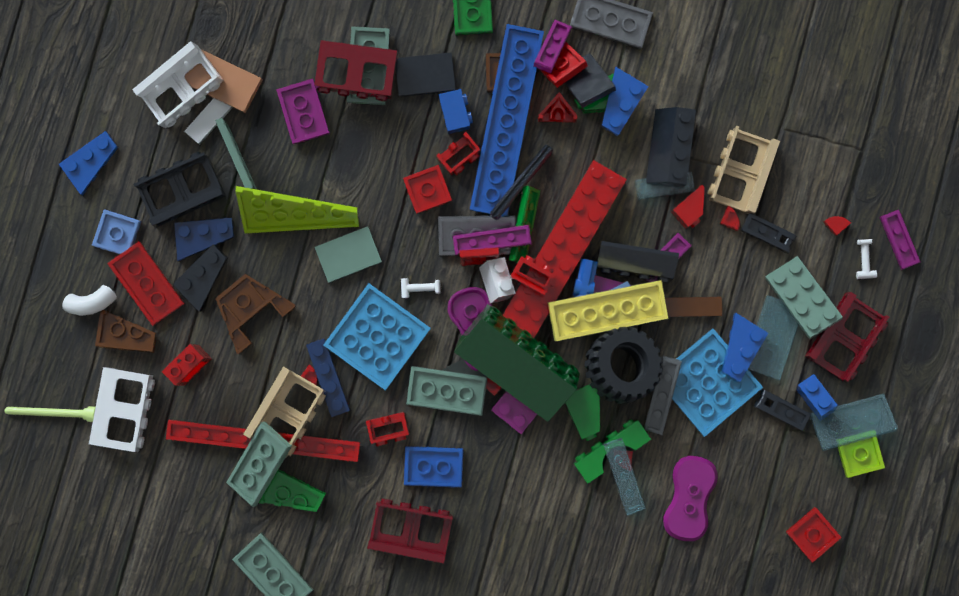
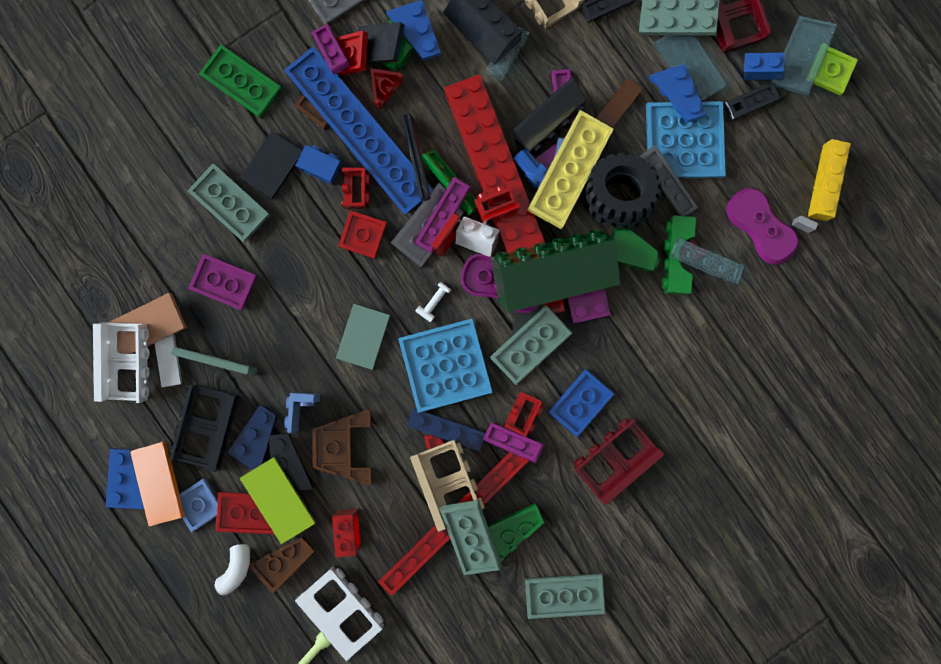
camera: 45 degrees left, 0 degrees up
(107, 189) = (157, 483): none -> tile
(169, 291) = (277, 500): none -> lime tile
(252, 243) = (293, 404): none -> medium blue bracket
(279, 212) = (284, 364): lime wing -> none
(357, 57) = (214, 204): dark red window -> none
(359, 438) = (513, 442): none -> magenta tile
(690, 209) = (541, 46): red slope -> none
(717, 530) = (804, 224): none -> light grey tile
(730, 219) = (573, 24): red tile -> none
(768, 521) = (829, 180): none -> yellow brick
(813, 534) = (866, 154): red plate -> none

